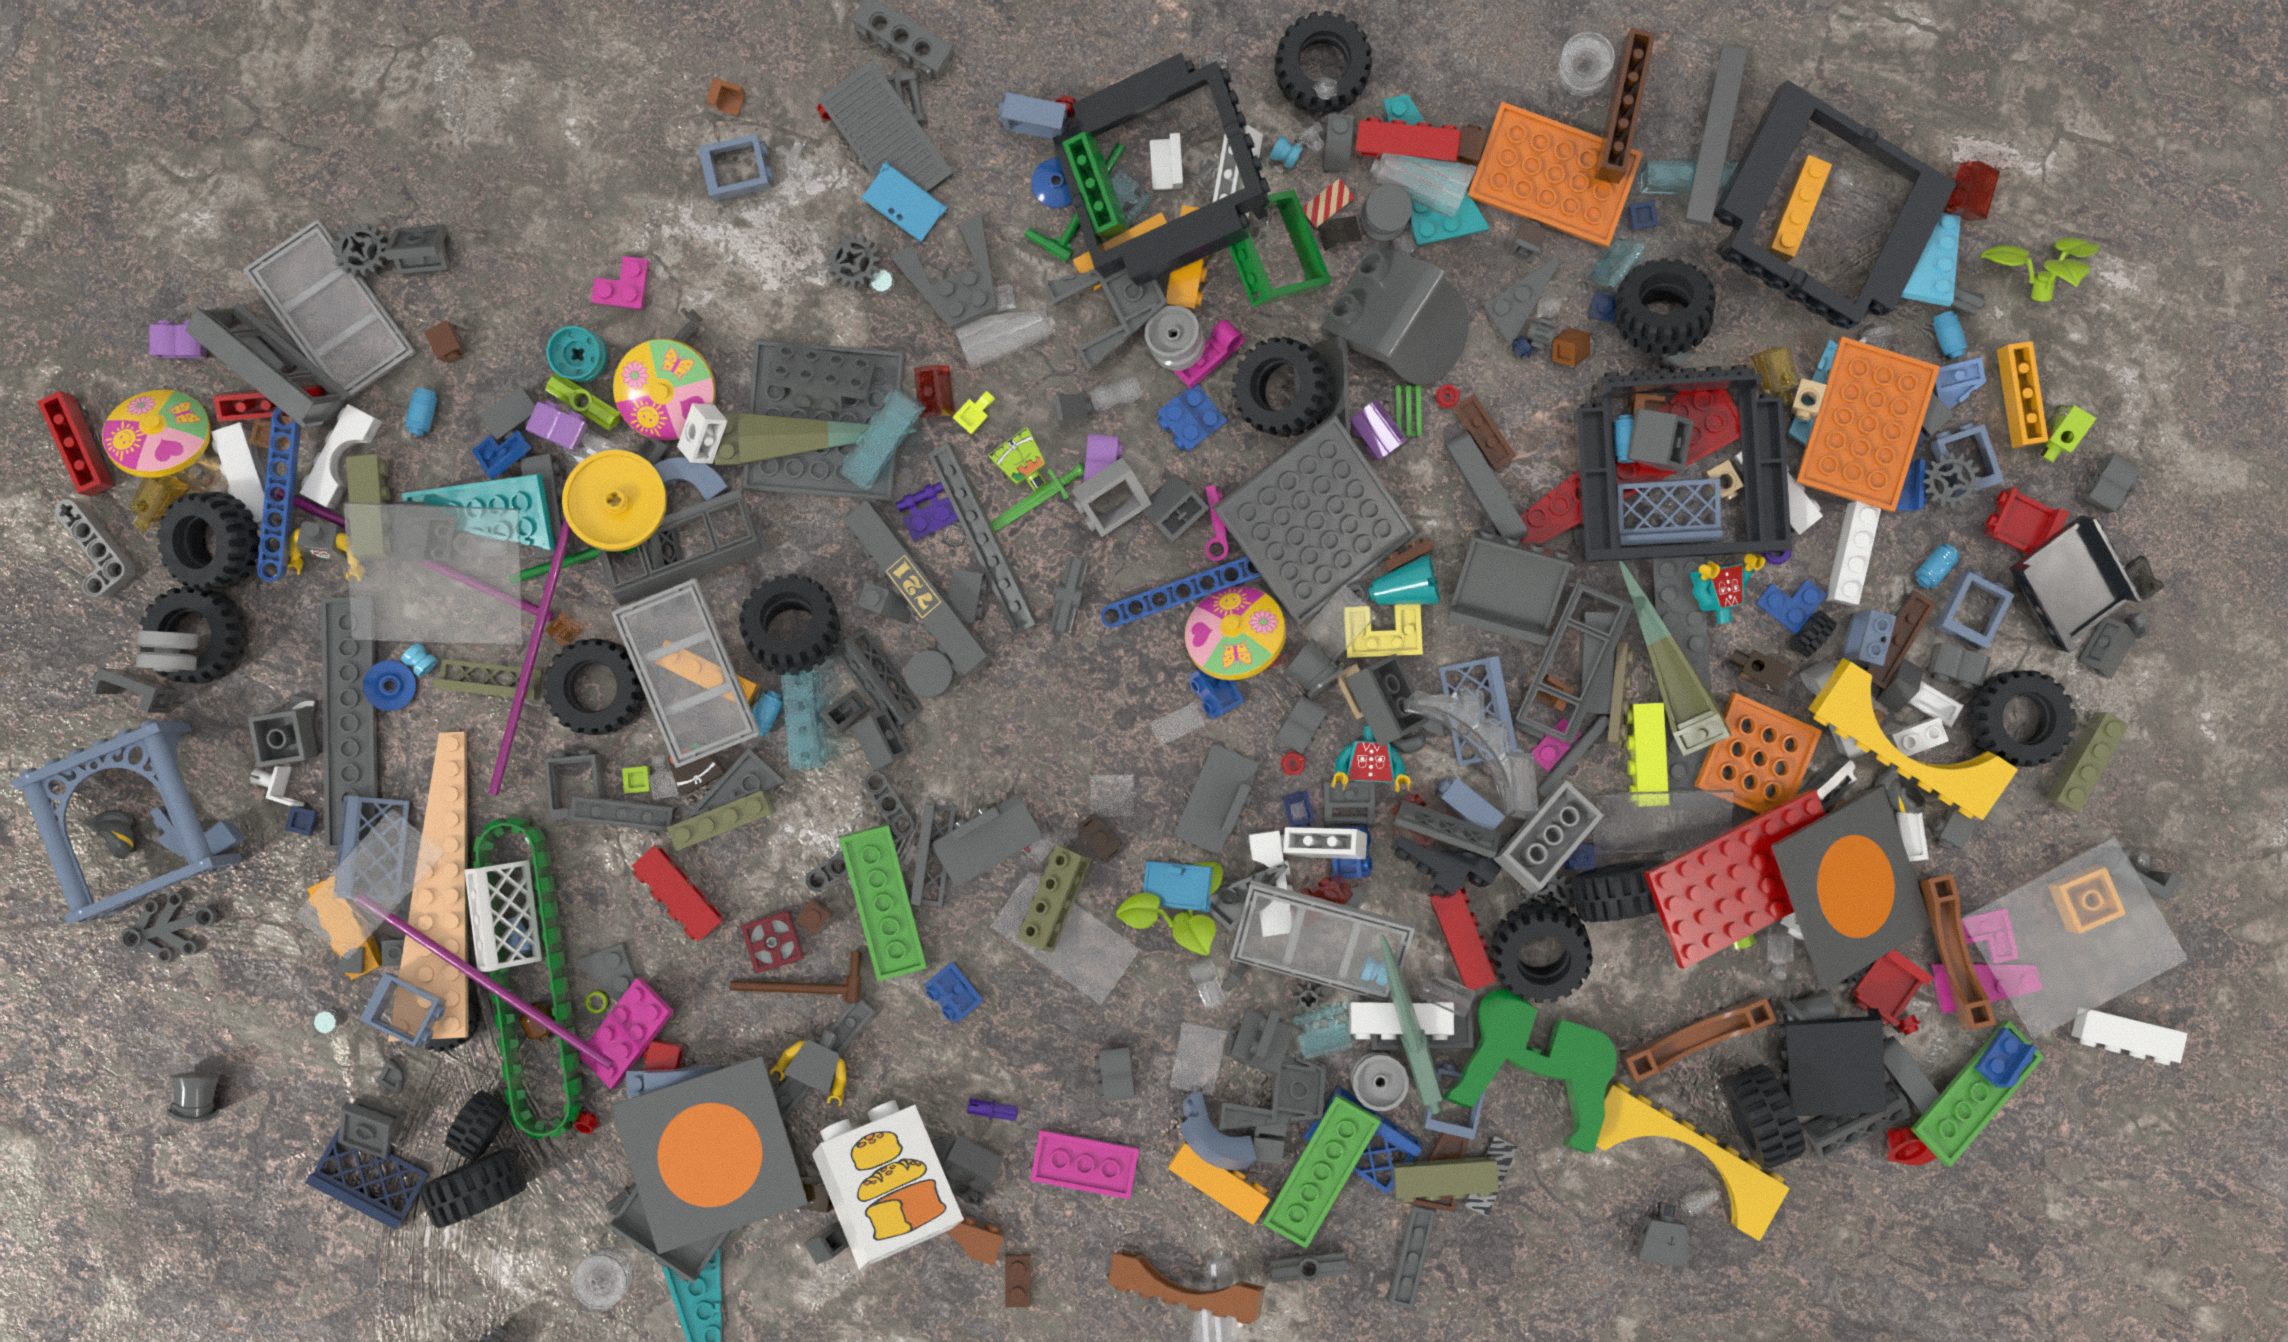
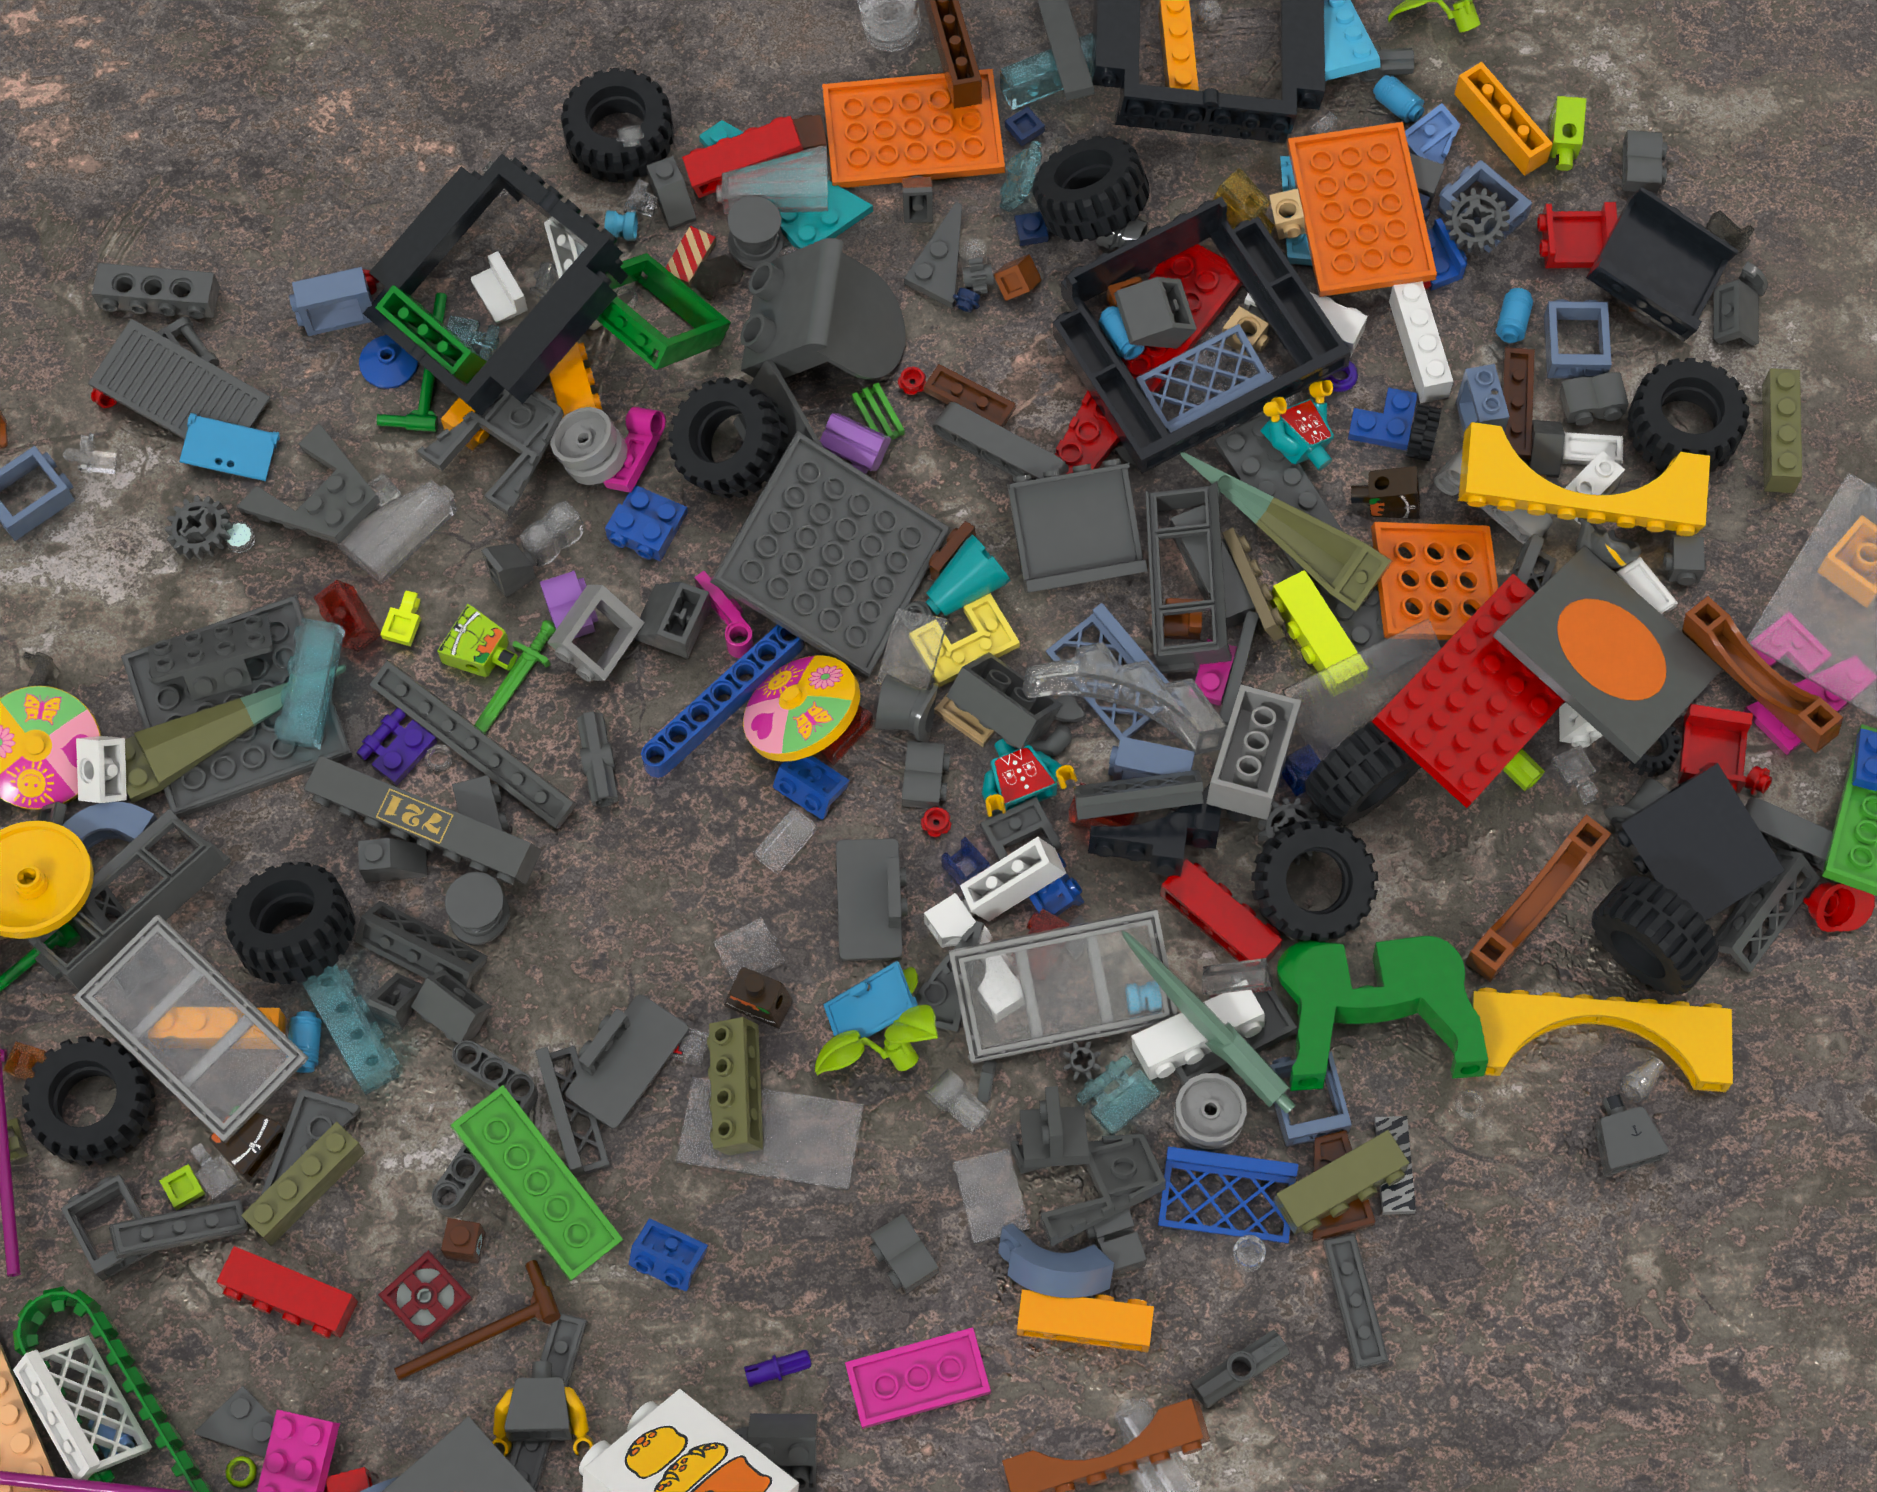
camera: 25 degrees left, 20 degrees down
(1321, 1171) = (1197, 1246): bright green plate -> none
(1353, 1186) = (1246, 1260): none -> clear wheel

